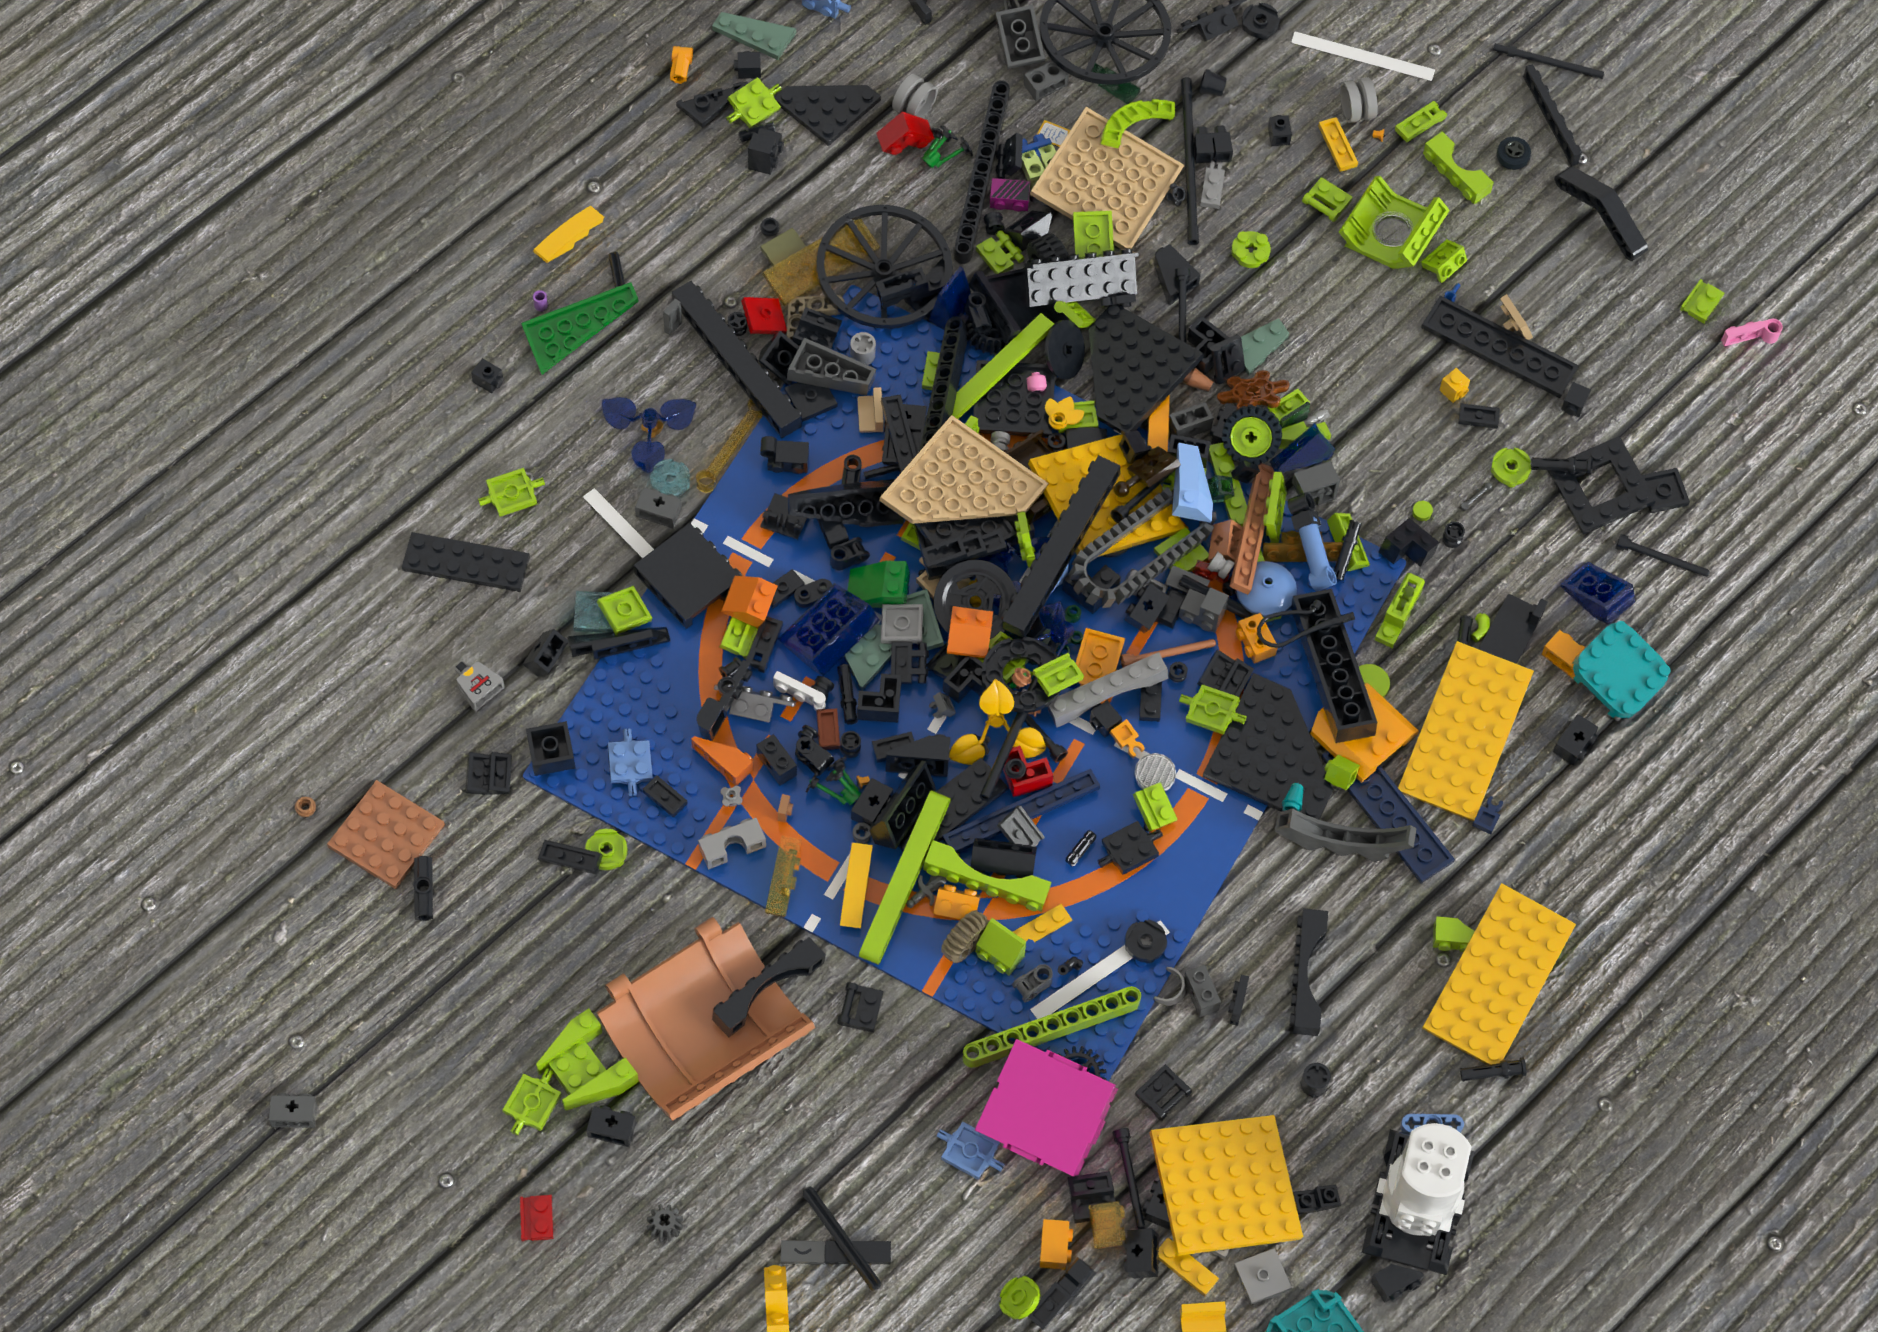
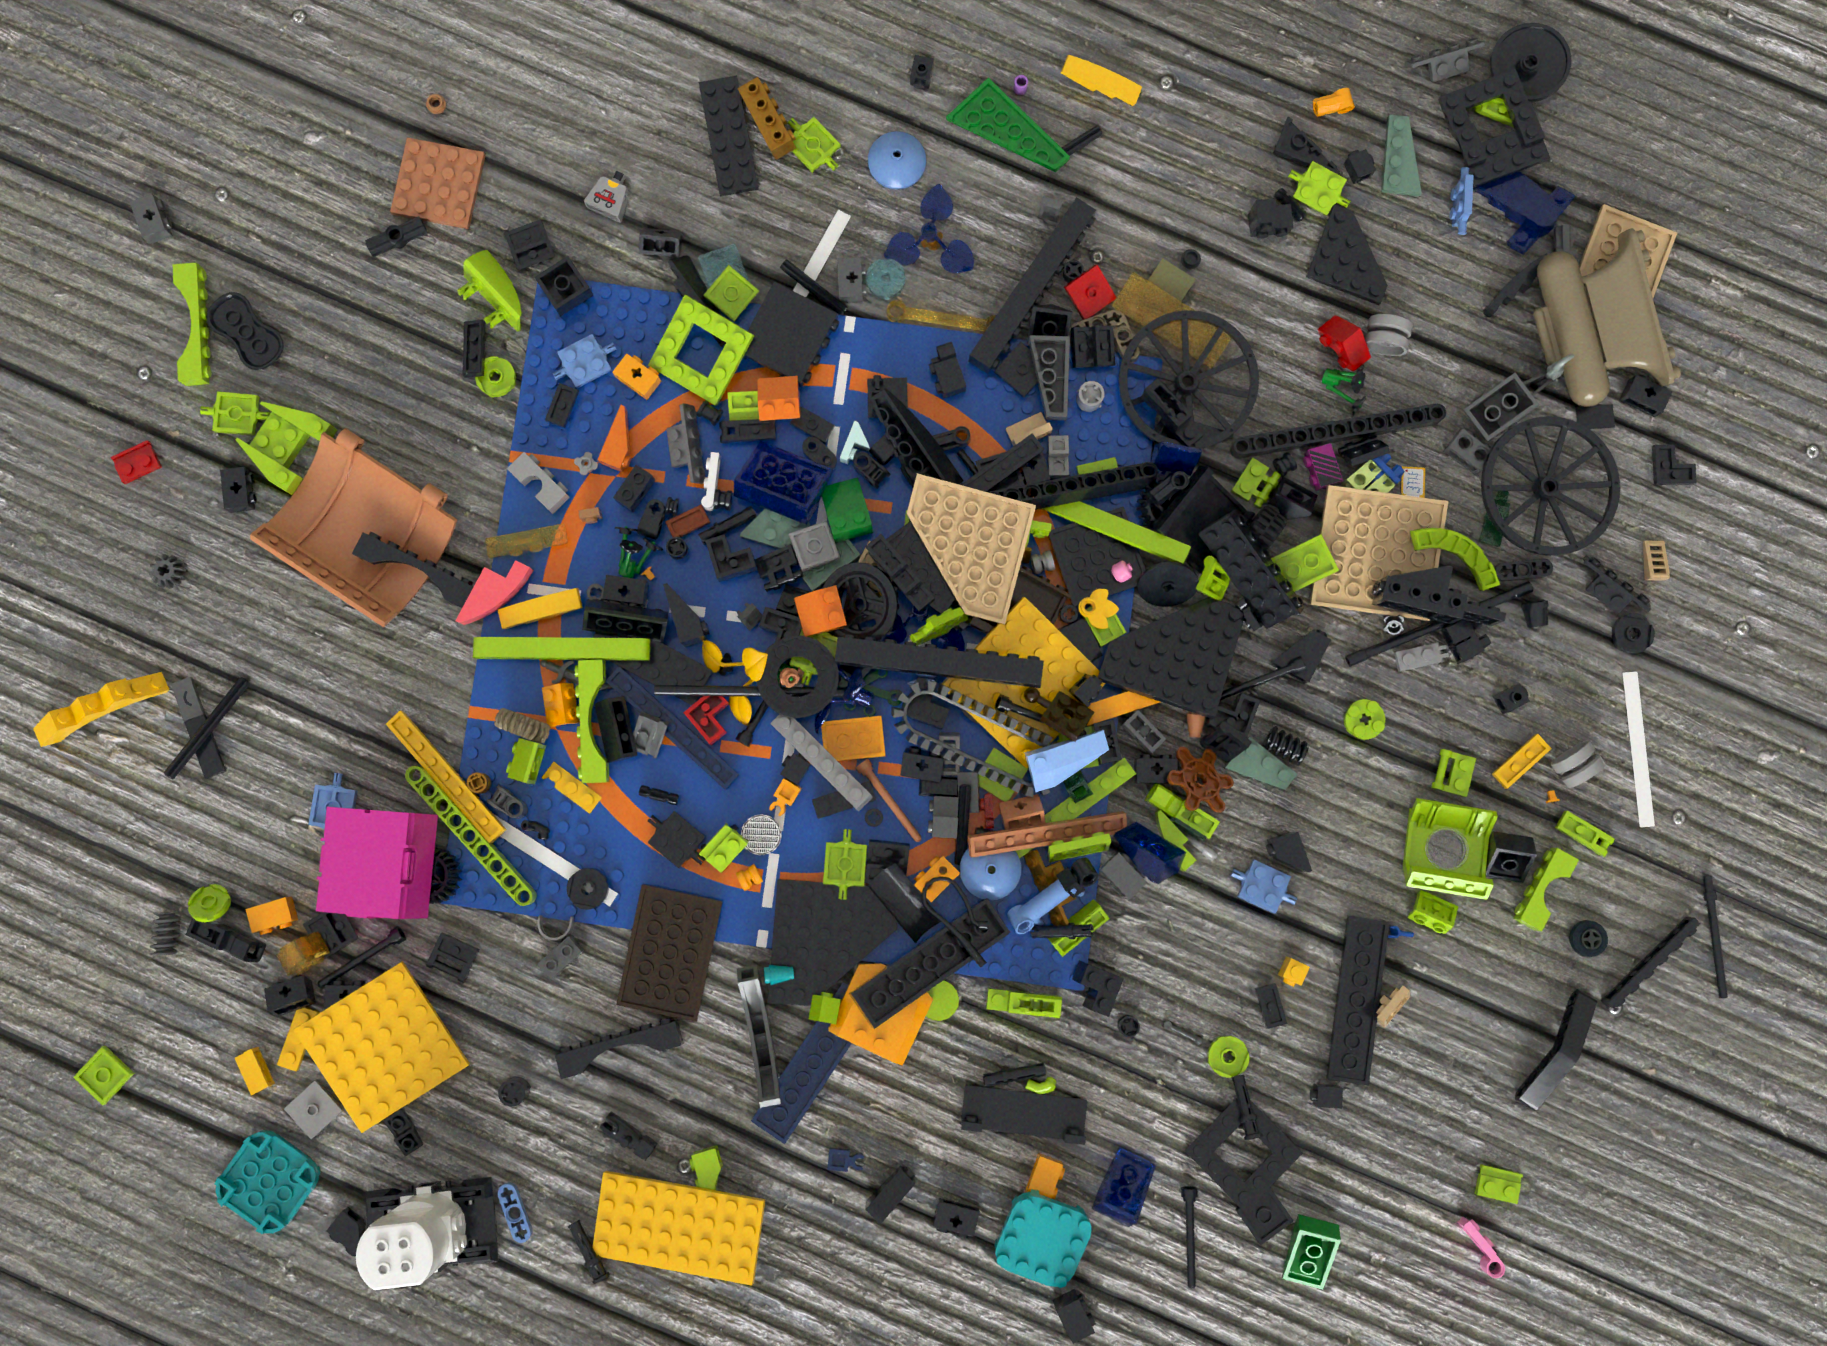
camera: 65 degrees right, 20 degrees up
(379, 1098) = (193, 363): none -> lime arch
(436, 1067) = (254, 341): none -> black plate
(469, 517) = (766, 117): none -> pearl gold brick
(522, 813) = (494, 285): none -> lime piece
(559, 439) = (897, 171): none -> medium blue dish
(649, 540) = (813, 287): none -> black axle
(677, 719) = (629, 367): none -> light orange brick
(678, 614) = (736, 339): none -> lime plate
(713, 712) = (650, 414): black plate -> none
(815, 555) = (855, 439): none -> light aqua slope
(820, 920) = (493, 592): none -> coral slope
(867, 1008) = (433, 665): black plate -> none
(882, 745) = (691, 588): black plate -> none
(908, 396) = (1058, 456): none -> light grey slope
(955, 1041) = (446, 776): none -> yellow plate
(1003, 1005) = (482, 785): none -> pearl gold wheel
(1015, 763) = (698, 700): black plate -> none
(1058, 674) = (805, 710): lime plate -> none
(1167, 73) = (1528, 563): none -> black beam
(1167, 149) = (1427, 596): none -> black wedge
(1192, 796) = (749, 877): none -> light orange wheel
(1220, 565) = (990, 817): light grey wheel -> none
(1235, 892) = (669, 952): none -> dark brown plate
(1236, 1006) = (571, 992): black plate -> none
(1245, 472) = (1107, 803): black plate -> none
(1249, 316) = (1286, 744): none -> black piece
(1264, 428) = (1145, 797): wheel -> none
(1267, 669) = (903, 901): none -> black sticker
(1347, 345) = (1289, 851): none -> black slope
(1369, 382) = (1263, 886): none -> medium blue plate
(1397, 993) = (628, 1136): none -> black piece
(1418, 182) = (1510, 856): none -> black slope
(1422, 510) = (1144, 986): lime tile -> none
(1465, 731) = (917, 1111): yellow plate -> none
(1534, 785) = (890, 1193): none -> black slope
(1699, 673) = (1072, 1313): none -> black brick
(1709, 464) = (1311, 1251): none -> green slope

